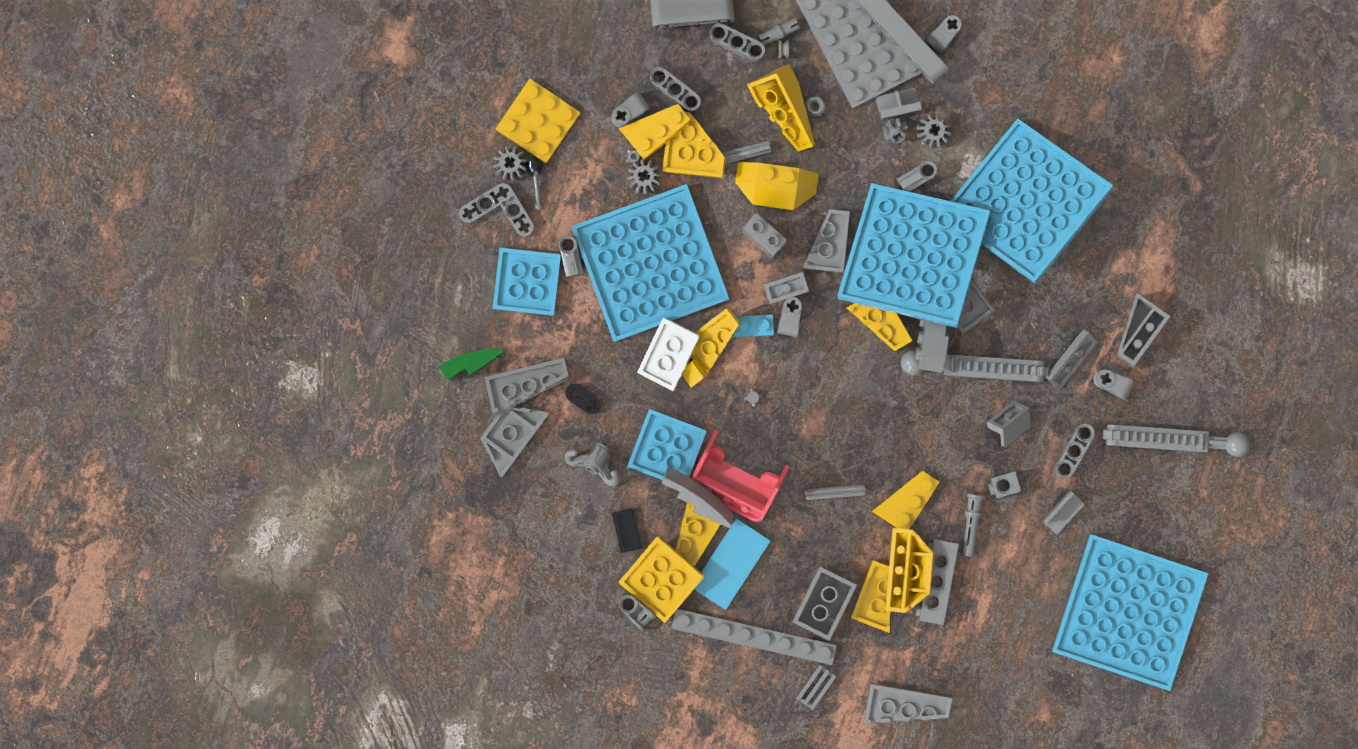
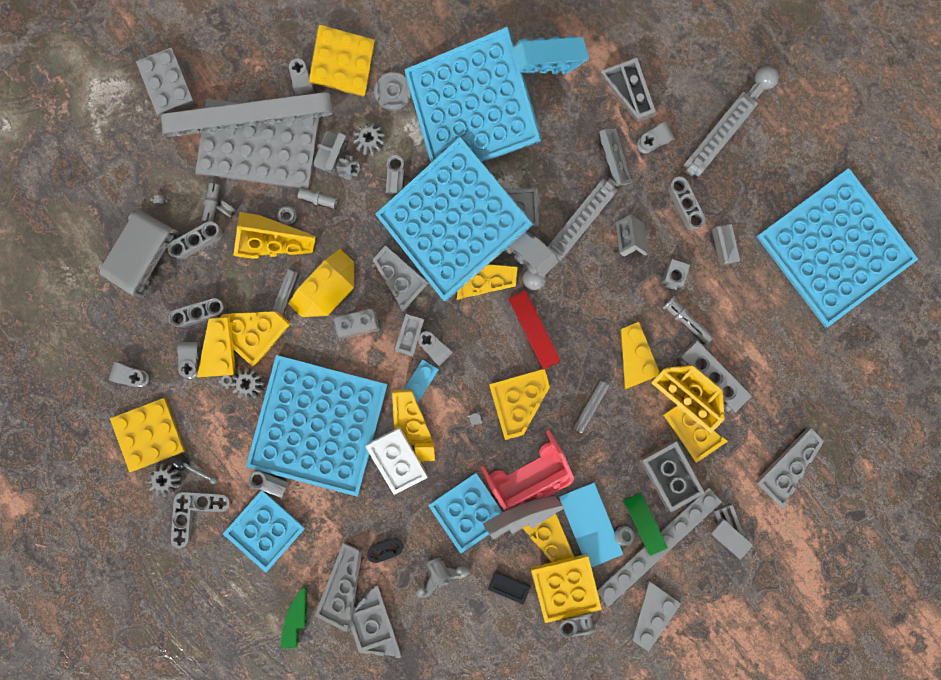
camera: 60 degrees left, 0 degrees up
(577, 65) = (126, 375): none -> light grey piece
(690, 675) = (654, 616): none -> light grey wing
(742, 599) = (624, 535): none -> light grey tile
(765, 610) = (645, 524): none -> green slope
(795, 424) = (518, 401): none -> yellow plate
(805, 694) = (731, 539): none -> light grey tile
(850, 122) = (317, 197): none -> light grey pin
(867, 394) = (534, 330): none -> red slope
(985, 58) = (341, 60): none -> yellow plate
(991, 121) = (392, 91): none -> light grey tile
(1116, 239) = (549, 55): none -> medium azure wedge

